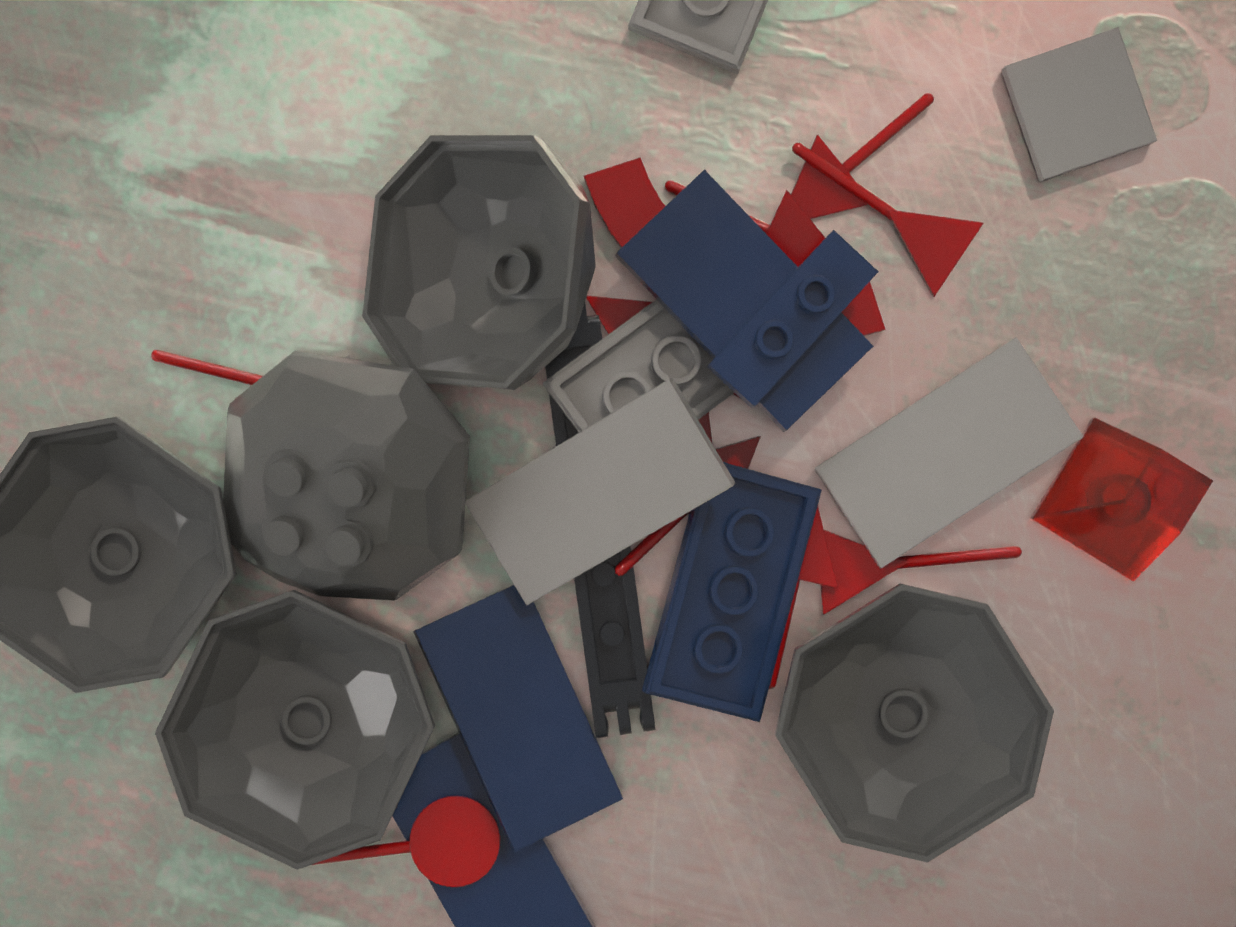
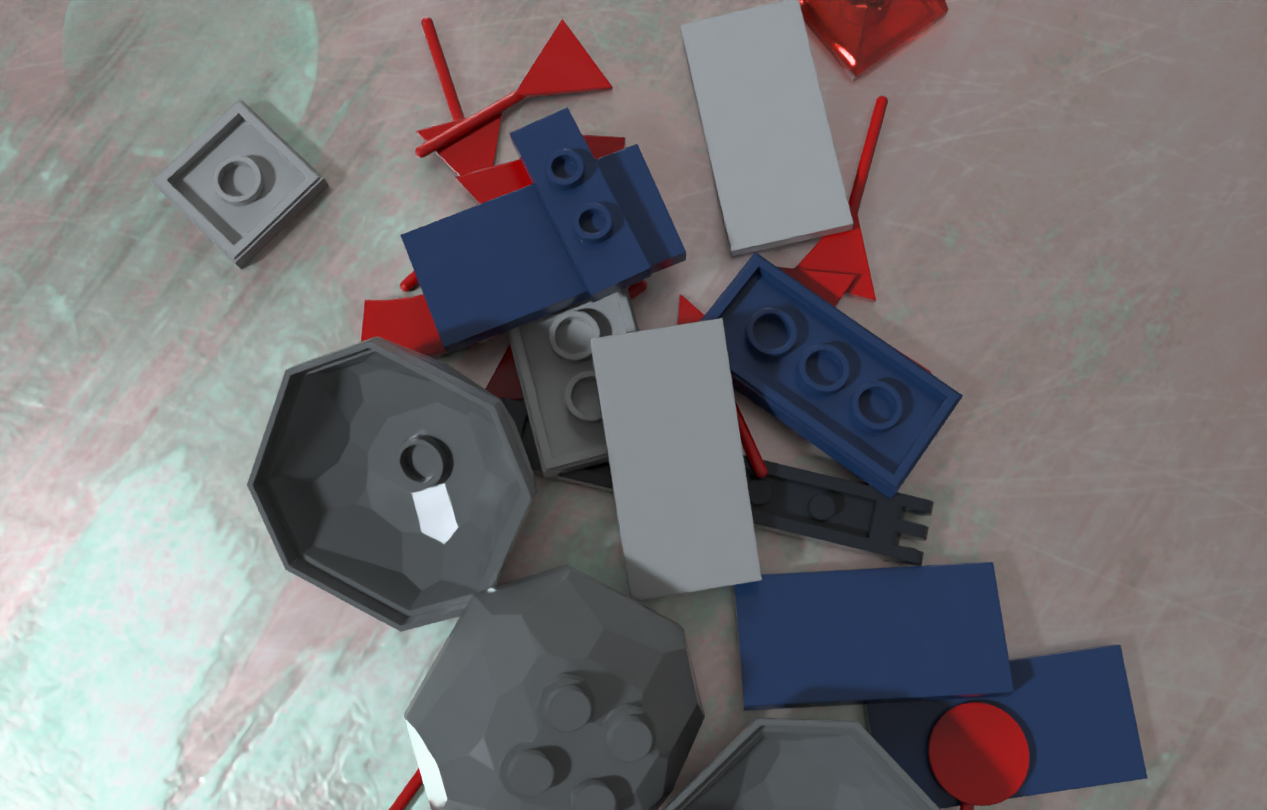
camera: 70 degrees left, 10 degrees down
(914, 722) = (1024, 237): dark grey rock -> none

